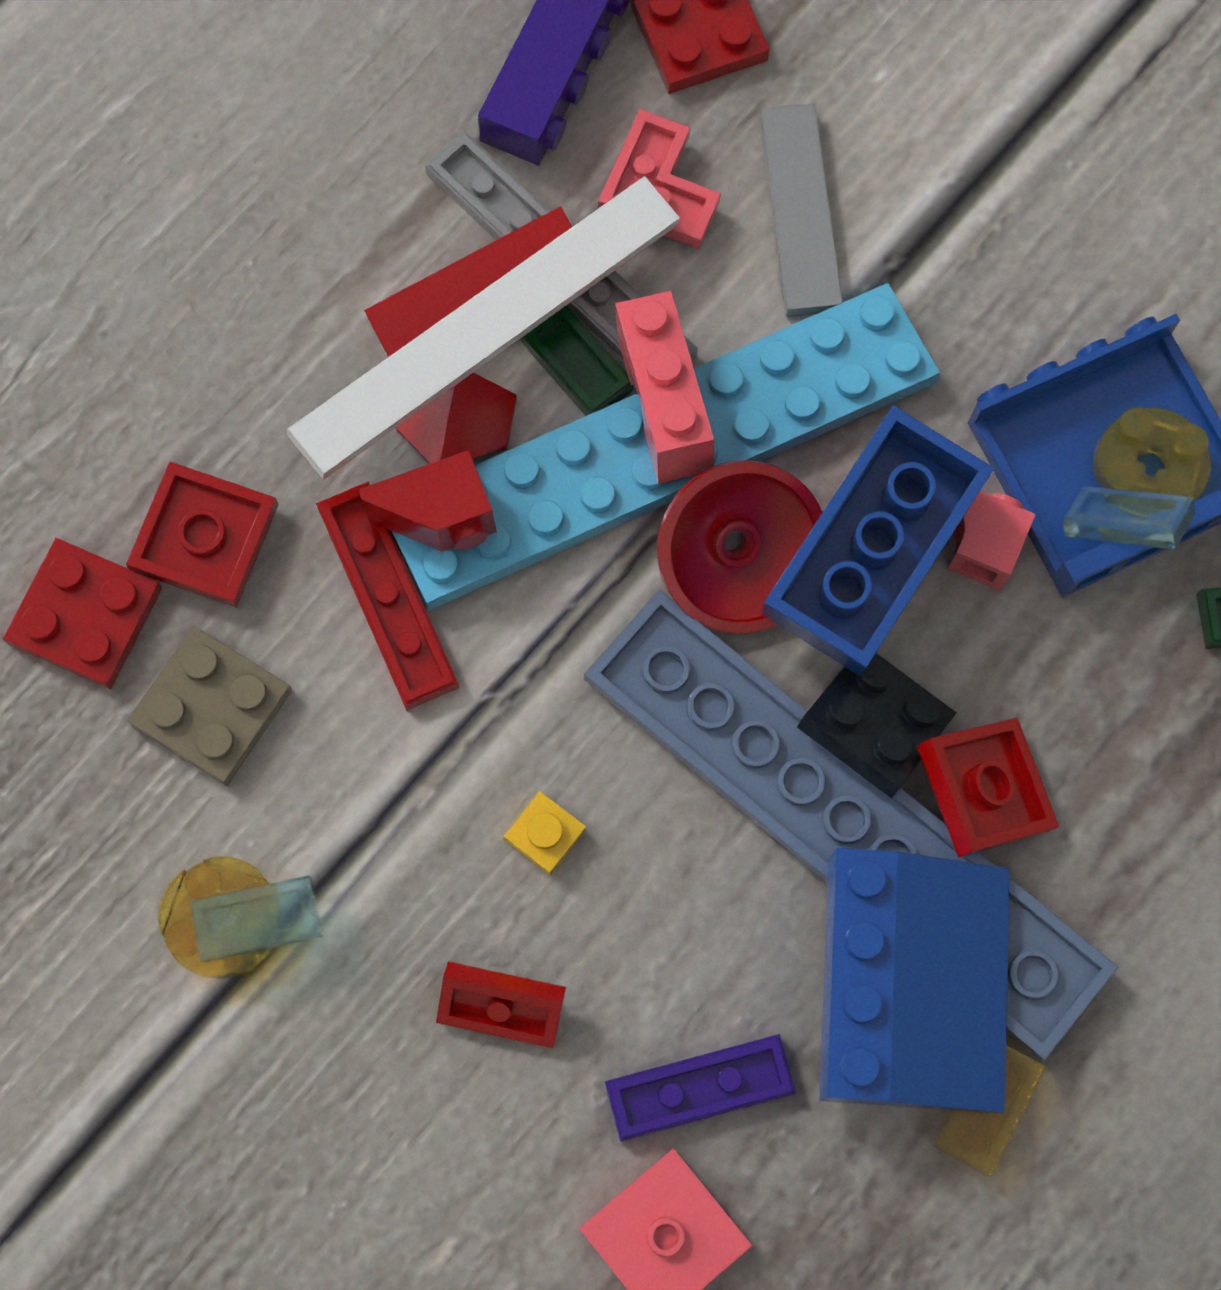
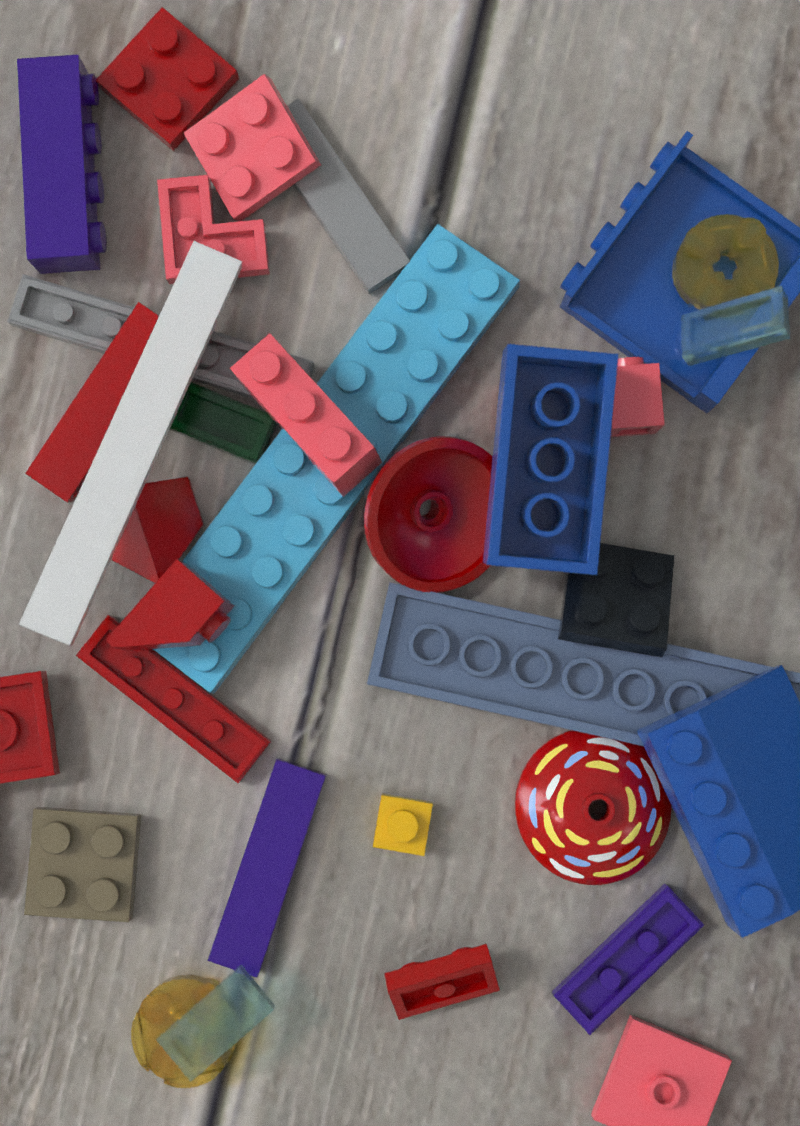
camera: 20 degrees left, 10 degrees up
(389, 802) = (267, 867): none -> dark purple tile
(718, 950) = (555, 801): none -> red dish
(745, 126) = (252, 148): none -> coral plate
(987, 786) = (731, 607): red plate -> none

